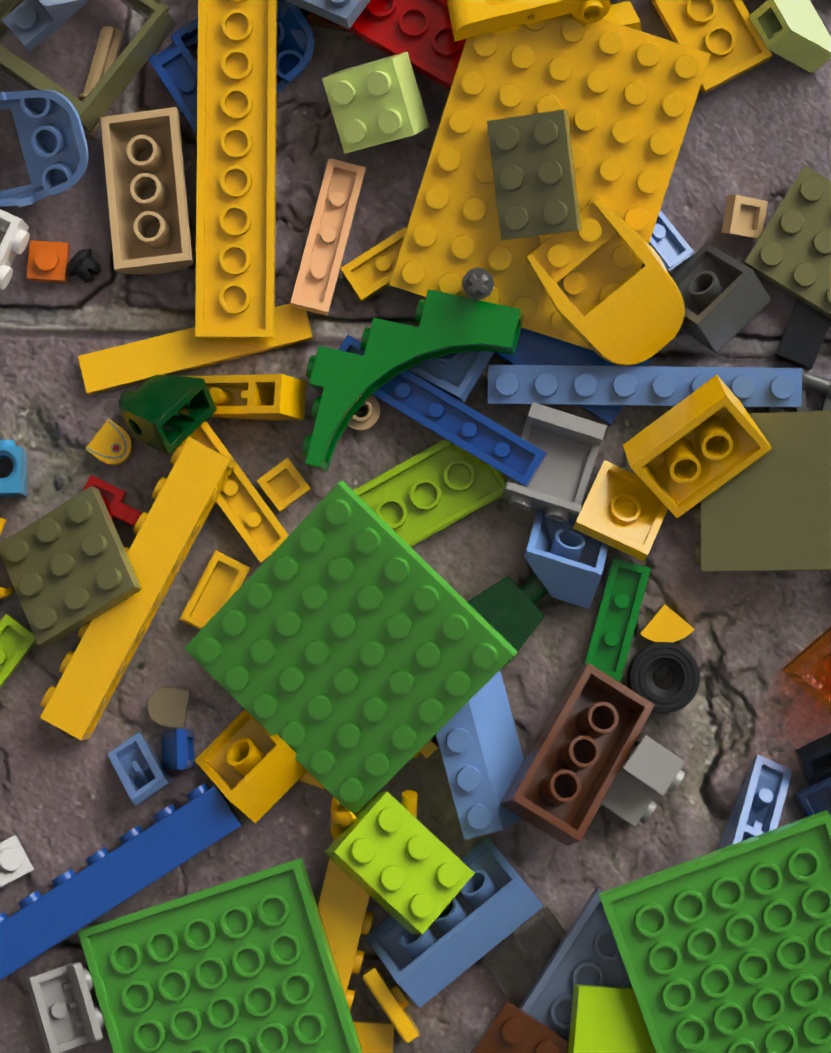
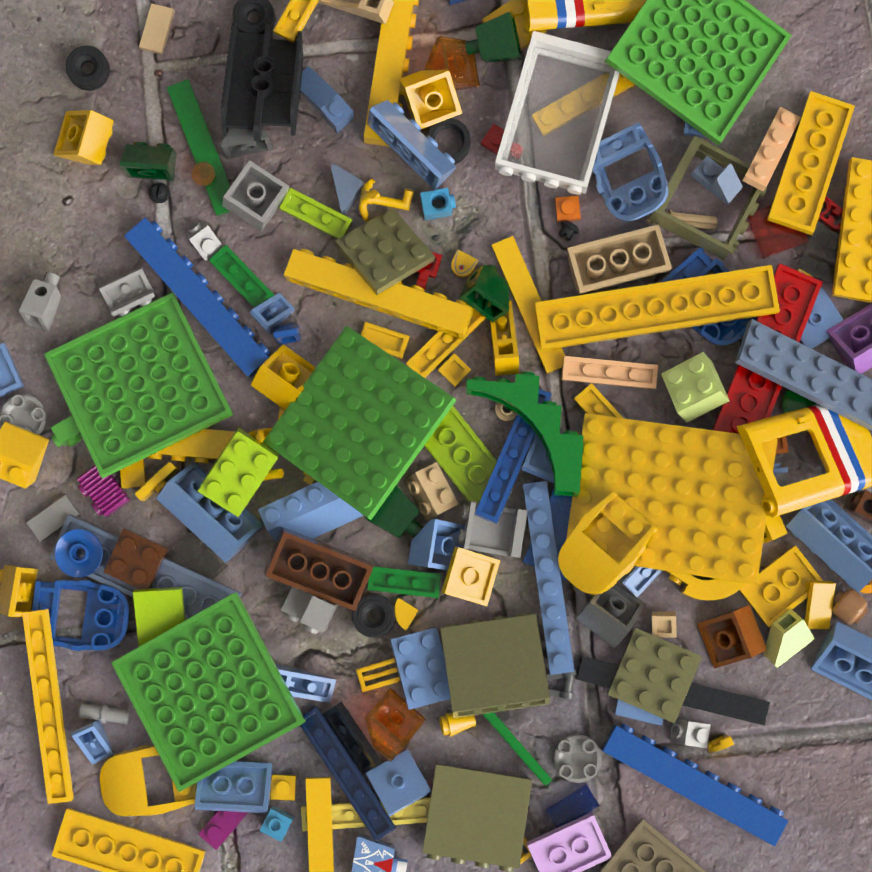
camera: 85 degrees right, 0 degrees up
(71, 813) = (240, 276): none -> green plate
(169, 706) = (312, 324): dark tan tile -> none
(476, 553) = (431, 491): none -> tan bracket
(478, 283) = (591, 464): dark grey axle -> none
(534, 175) = (662, 488): olive plate -> none
(696, 447) = (514, 612): yellow slope -> none
(697, 145) = (704, 589): none -> yellow arch
(742, 680) = (364, 688): none -> yellow tile
(758, 613) = (421, 668): none -> medium blue plate
(779, 114) = (732, 636): none -> dark orange slope

